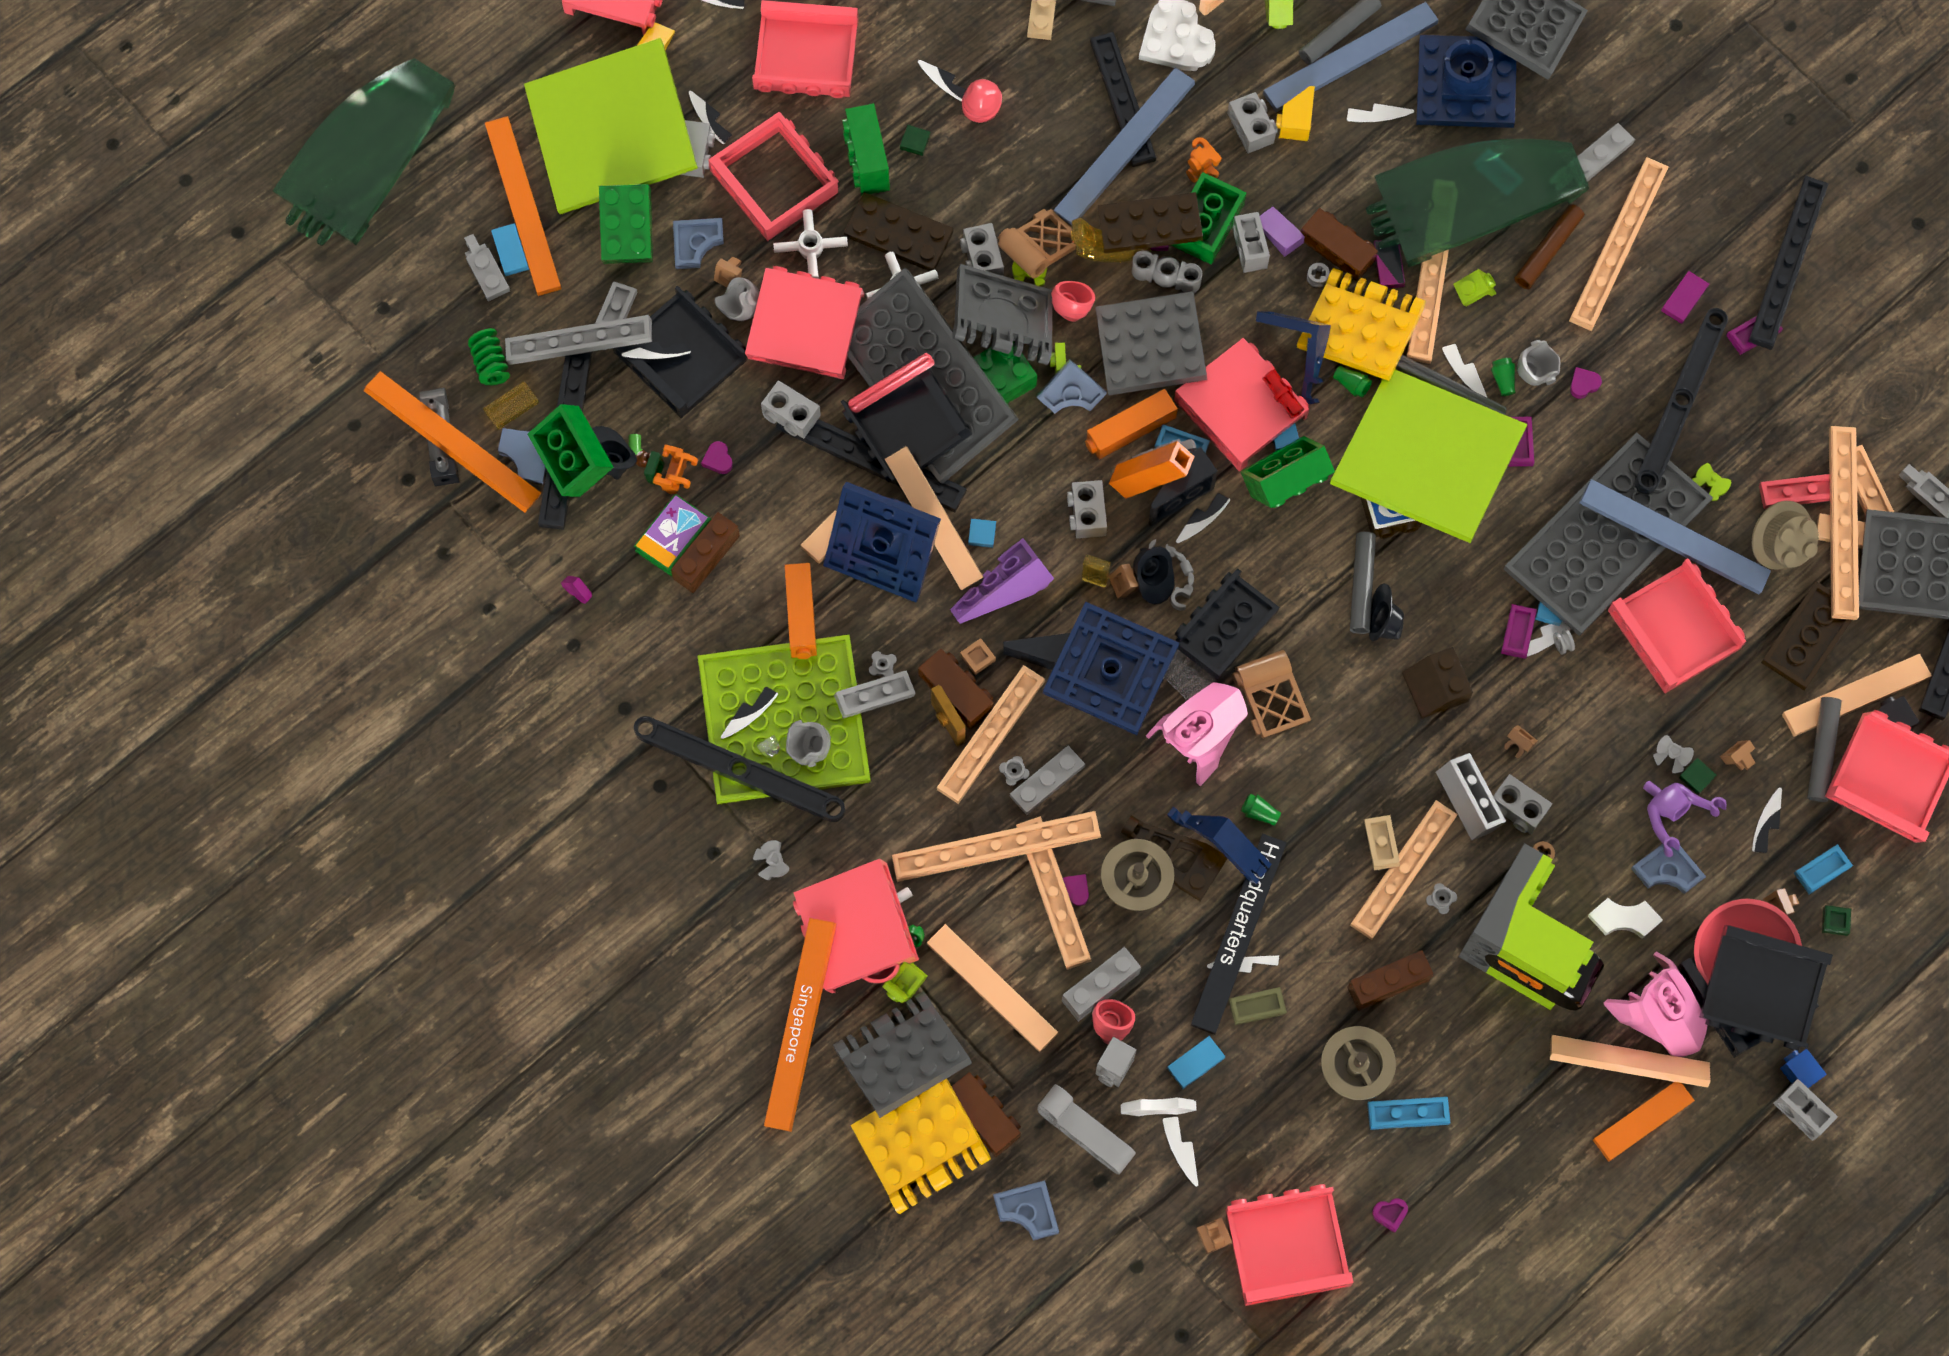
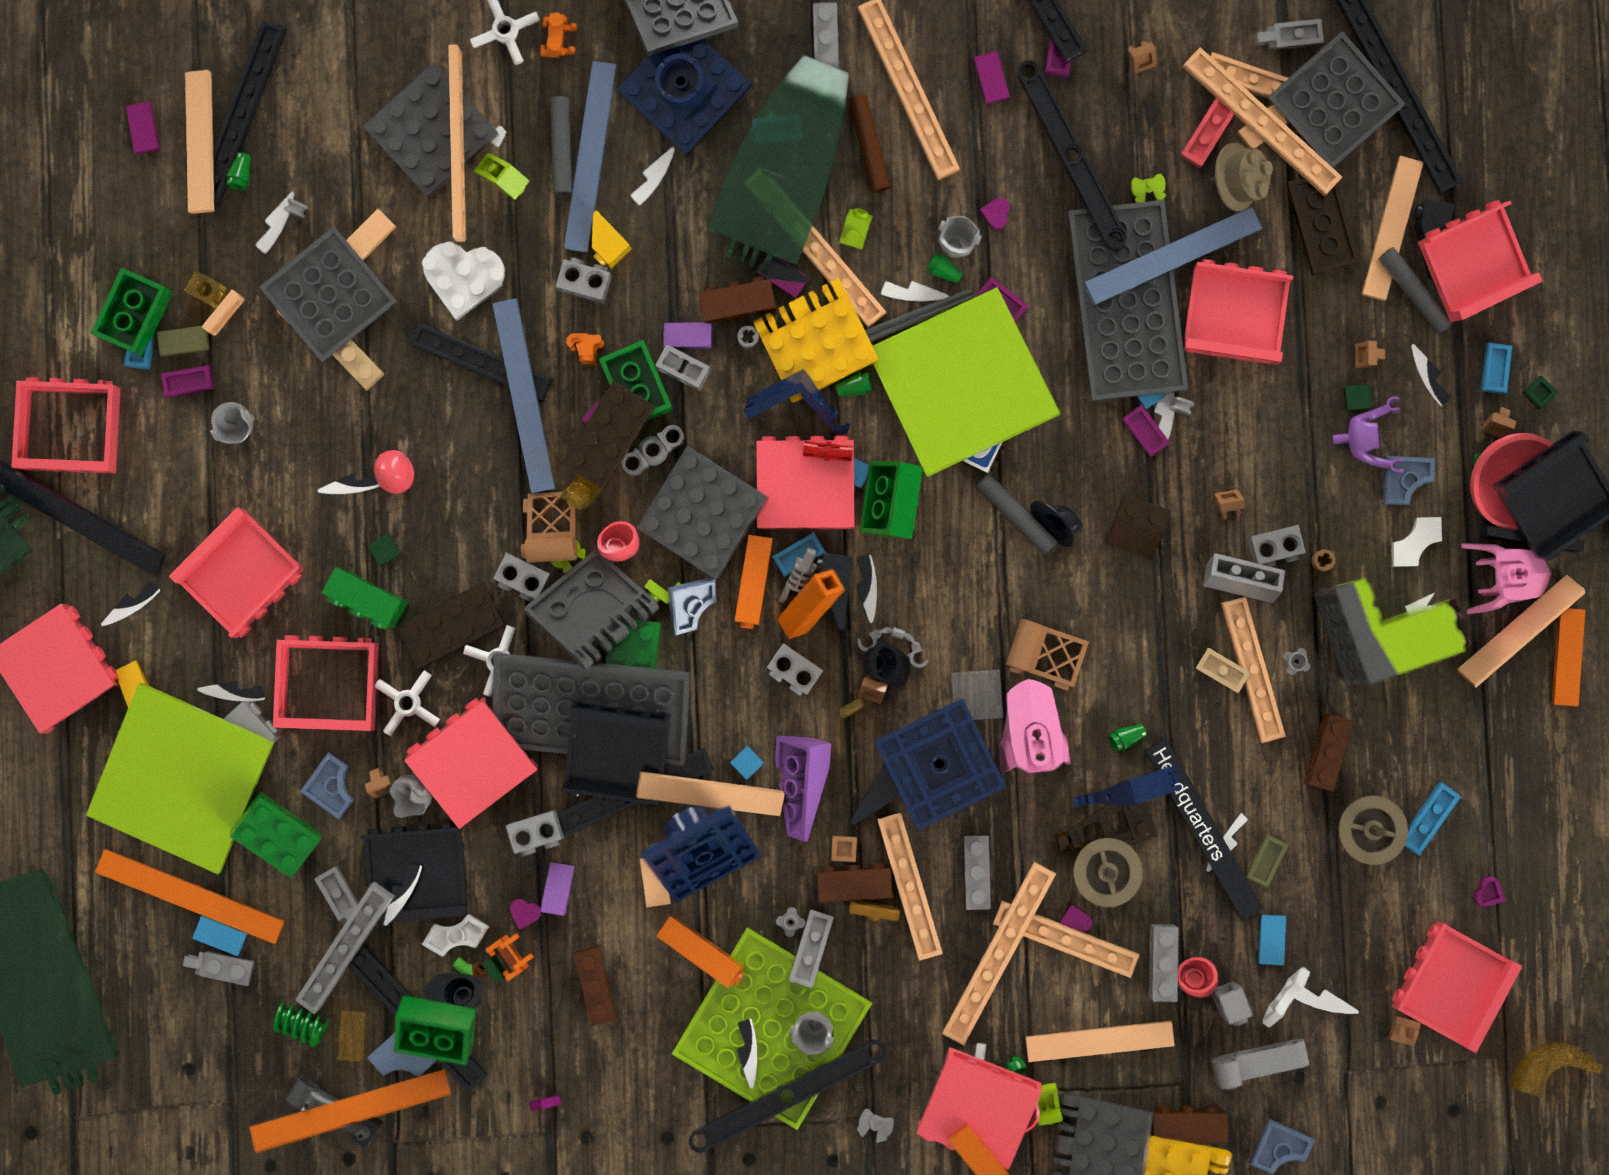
camera: 45 degrees left, 15 degrees up
(664, 426) = (467, 932): none -> white tile
(671, 533) = (560, 996): piece -> none
(757, 468) = (557, 889): none -> medium lavender slope
(769, 746) = (789, 1060): clear hinge -> none
(891, 383) = (581, 744): coral axle -> none
(1015, 763) = (953, 897): light grey plate -> none
(1225, 624) = (969, 645): black bracket -> none
(1667, 747) = (1333, 396): light grey piece -> none
(1807, 395) = (1142, 57): none -> medium nougat tile

